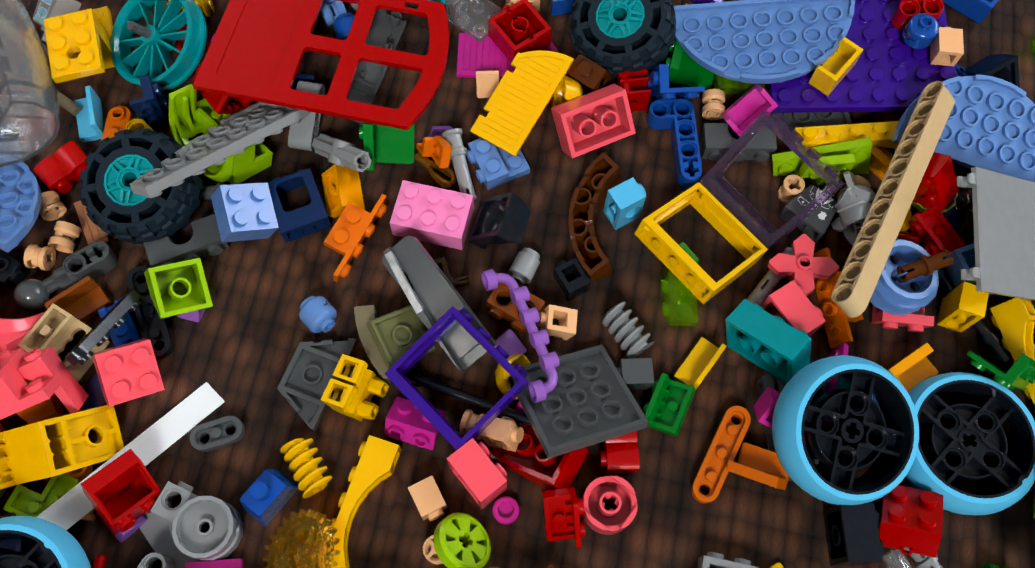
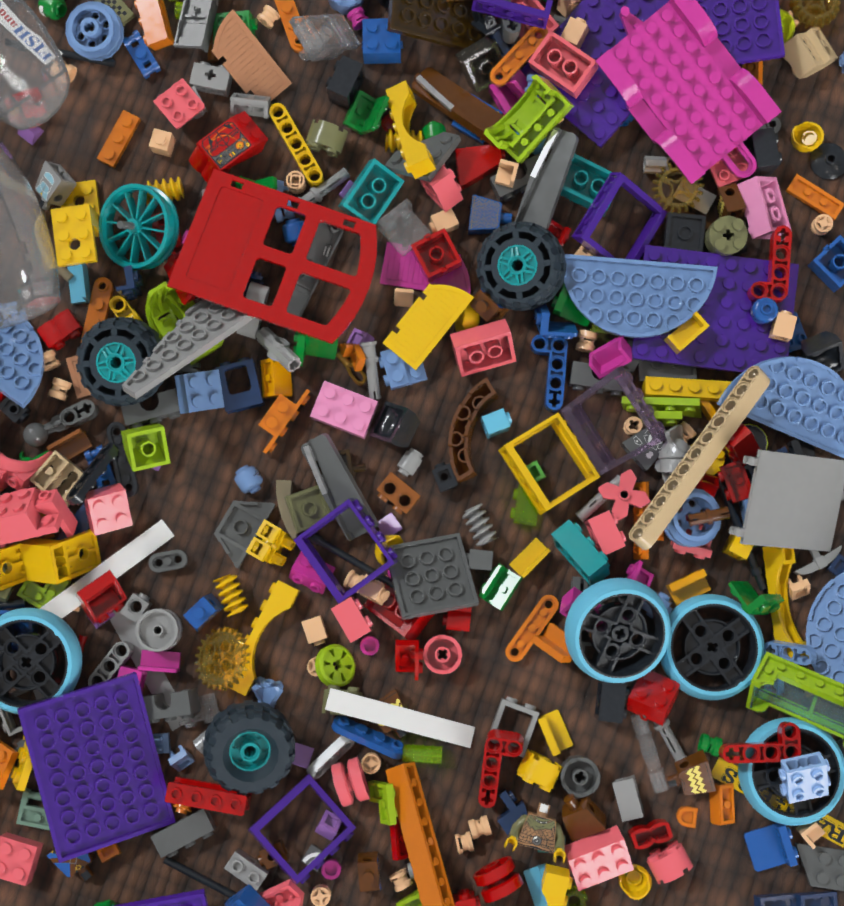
camera: 15 degrees right, 15 degrees up
(39, 257) = (41, 403): light nougat wheel -> none
(537, 338) = (410, 527): medium lavender bar -> none
(564, 319) = (434, 512): light nougat brick -> none
(636, 88) = (526, 318): red piece -> none

